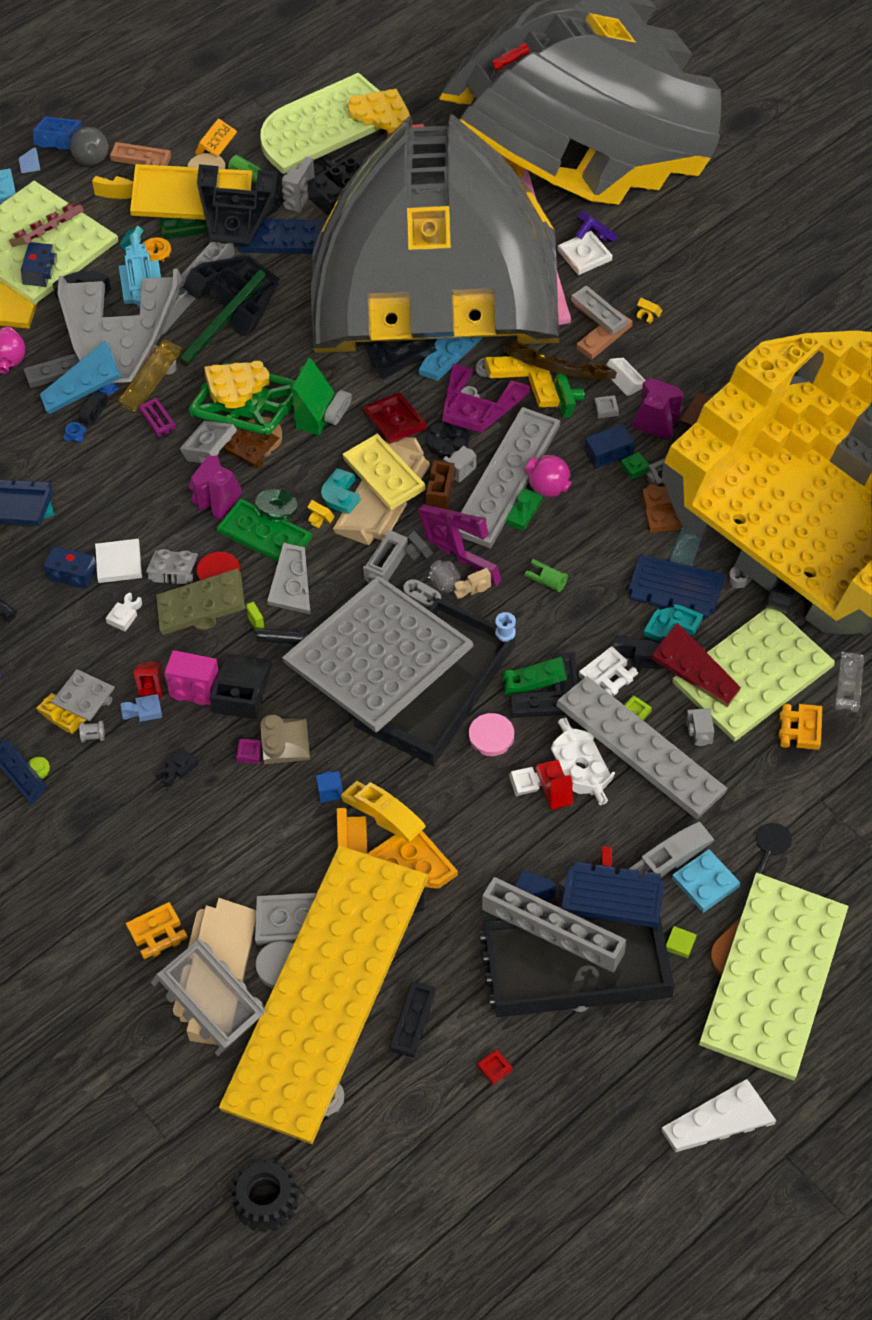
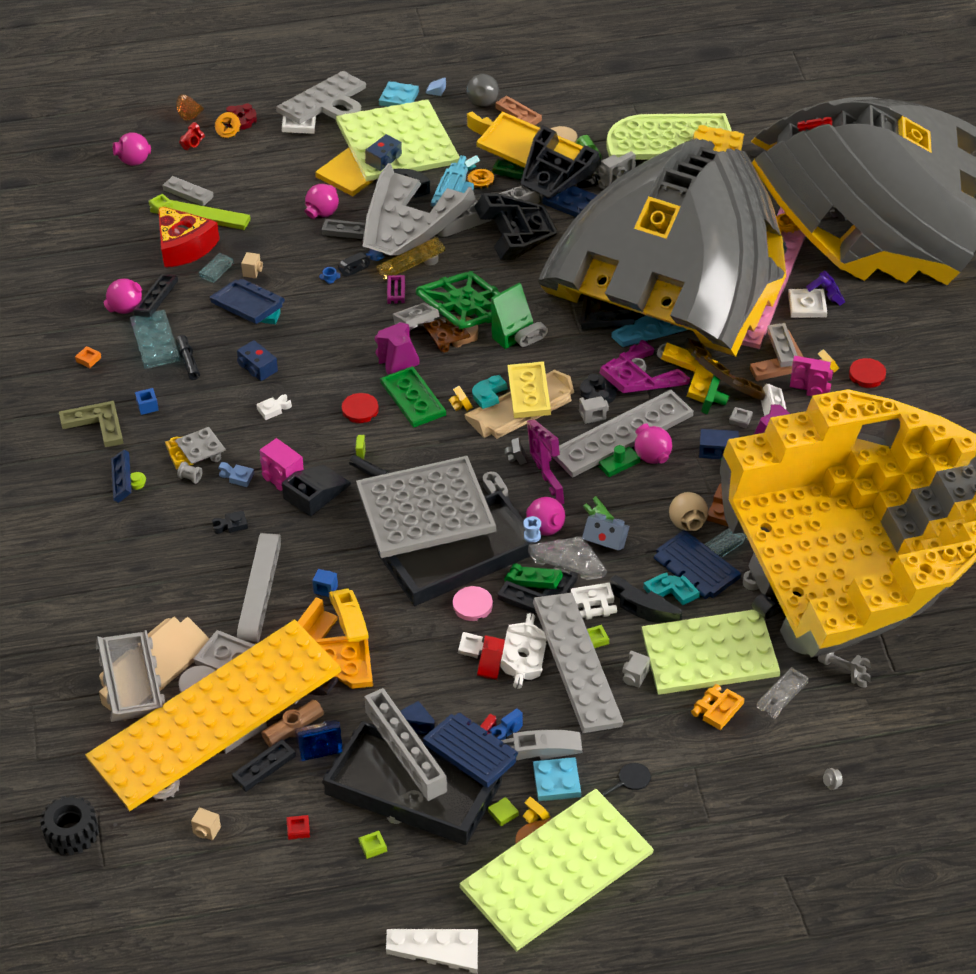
camera: 30 degrees right, 10 degrees down
(37, 228) = (402, 128): dark red wing -> none
(55, 132) = (464, 71): blue plate -> none
(84, 378) = (362, 239): dark azure wing -> none
(118, 560) = (295, 371): white tile -> none
(149, 679) = (250, 454): red slope -> none
(154, 924) = (132, 616): light orange plate -> none
(173, 563) = (328, 390): light grey hinge -> none
(200, 602) = (328, 421): olive plate -> none
(216, 138) = (581, 119): light orange panel -> none
(221, 320) = (488, 239): dark green tile -> none
(235, 382) = (465, 284): yellow plate -> none
(249, 751) = (290, 535): magenta tile -> none
(264, 826) = (259, 587): none -> light grey beam
(266, 502) = (434, 380): clear green tile -> none
(284, 739) = (318, 538): dark tan slope -> none
(290, 581) = (404, 435): light grey wing -> none
(371, 569) = (486, 449): light grey window -> none
(394, 418) = (565, 357): dark red plate -> none
(403, 1116) = (205, 824): none -> tan plate
(406, 970) = (291, 720): none -> medium nougat piece
(441, 484) = (564, 418): reddish brown brick -> none
(444, 576) = (520, 480): clear head -> none
(451, 961) = (319, 740): none -> clear blue slope
(475, 583) = (539, 491): tan plate -> none
(499, 599) = (550, 514): none -> dark pink brick
(554, 636) = (568, 556): none -> clear plate
(571, 593) = (605, 531): none -> sand blue brick
(581, 1045) = (372, 844): none -> lime tile
(625, 846) = (509, 724): none -> blue plate
(637, 534) = (688, 511): none -> tan brick
(650, 332) = (811, 375): none -> dark pink plate
(691, 303) = (867, 372): none -> red tile
(694, 665) = (660, 621): dark red wing -> none
(714, 925) = (535, 811): none -> yellow tile

